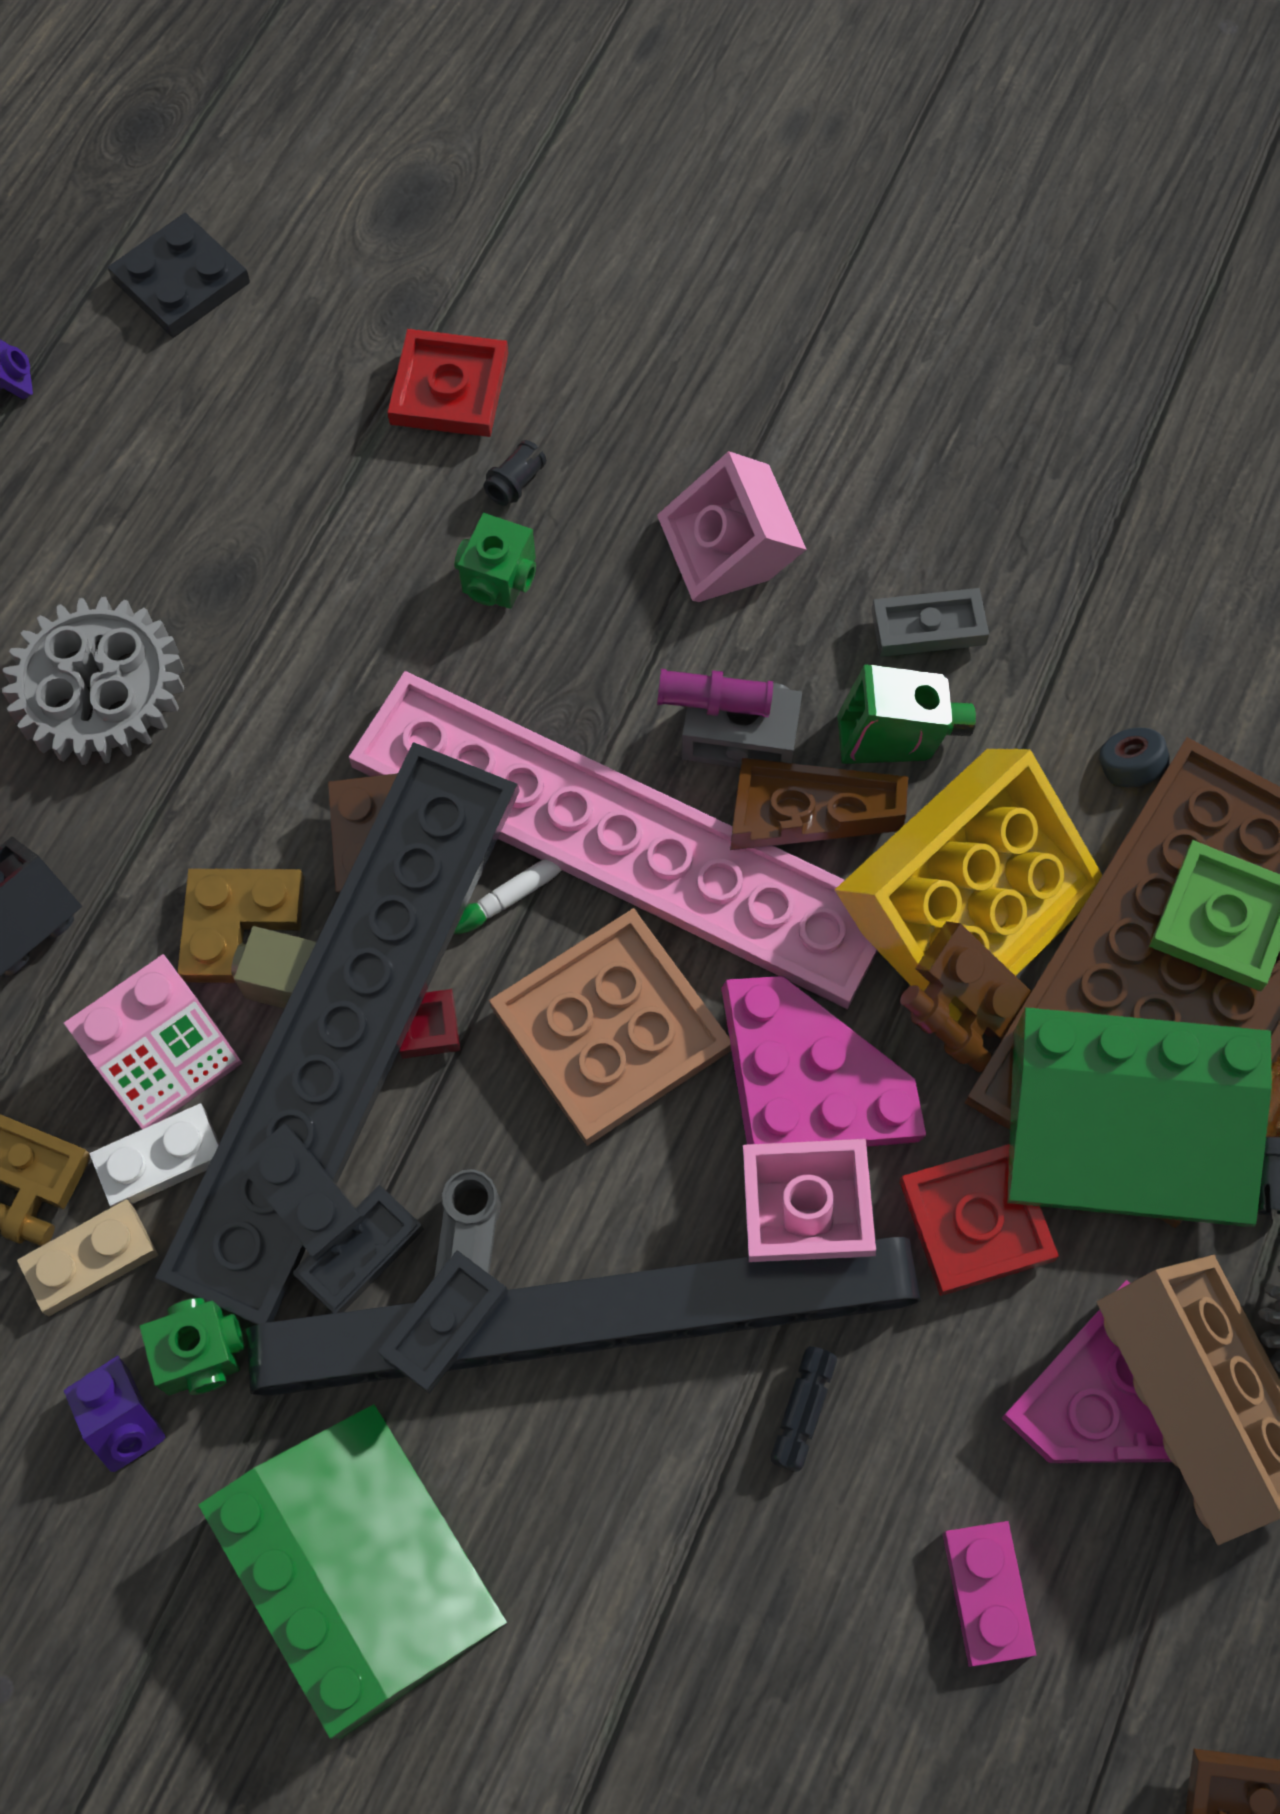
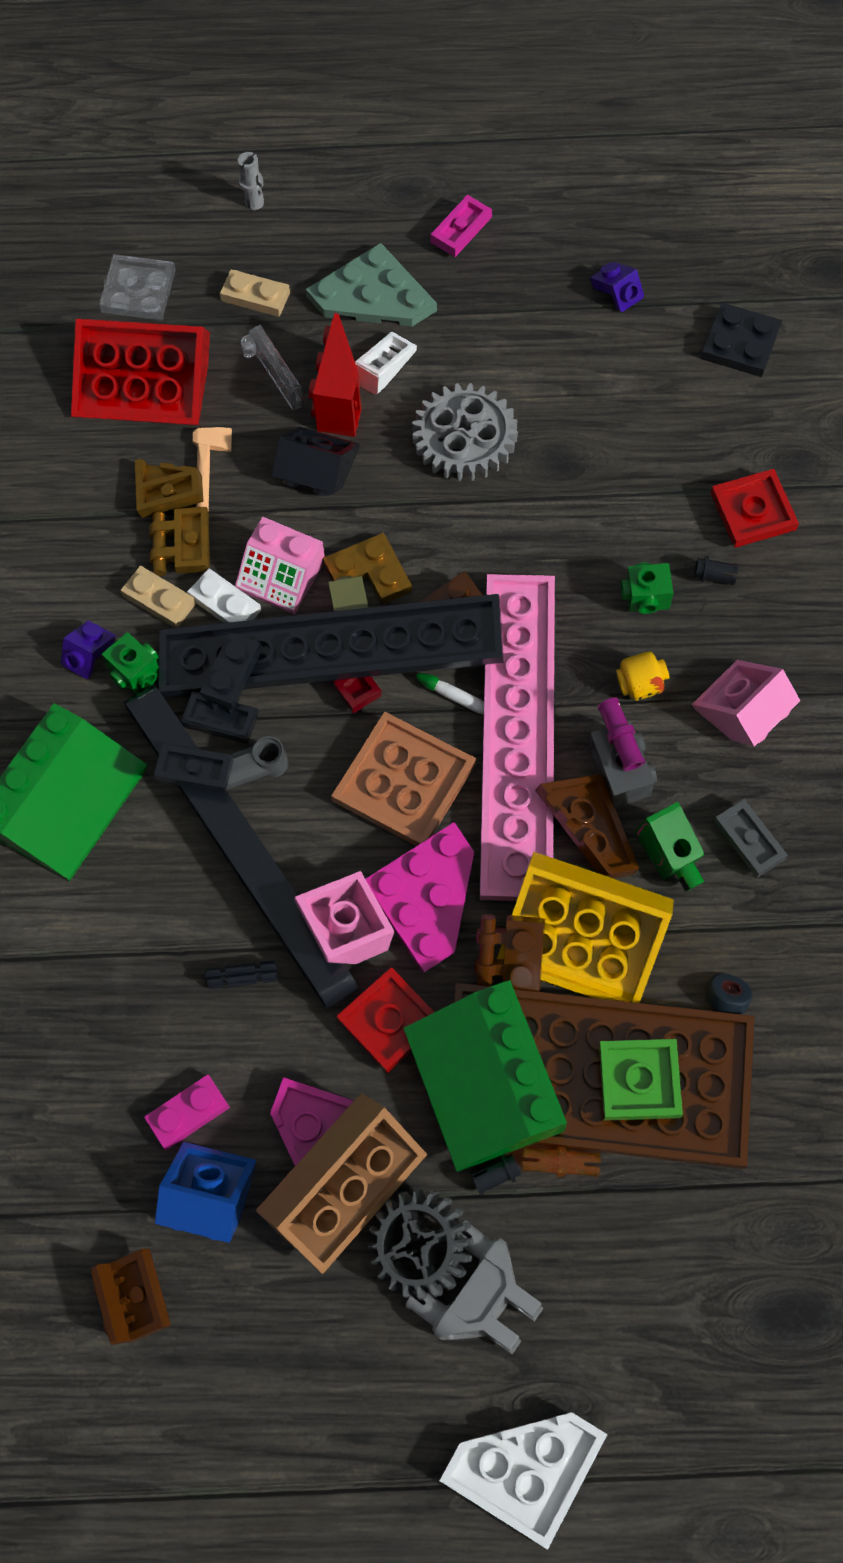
camera: 65 degrees right, 0 degrees up
(624, 635) = (642, 676): none -> yellow head
(1136, 1617) = (204, 1192): none -> blue slope

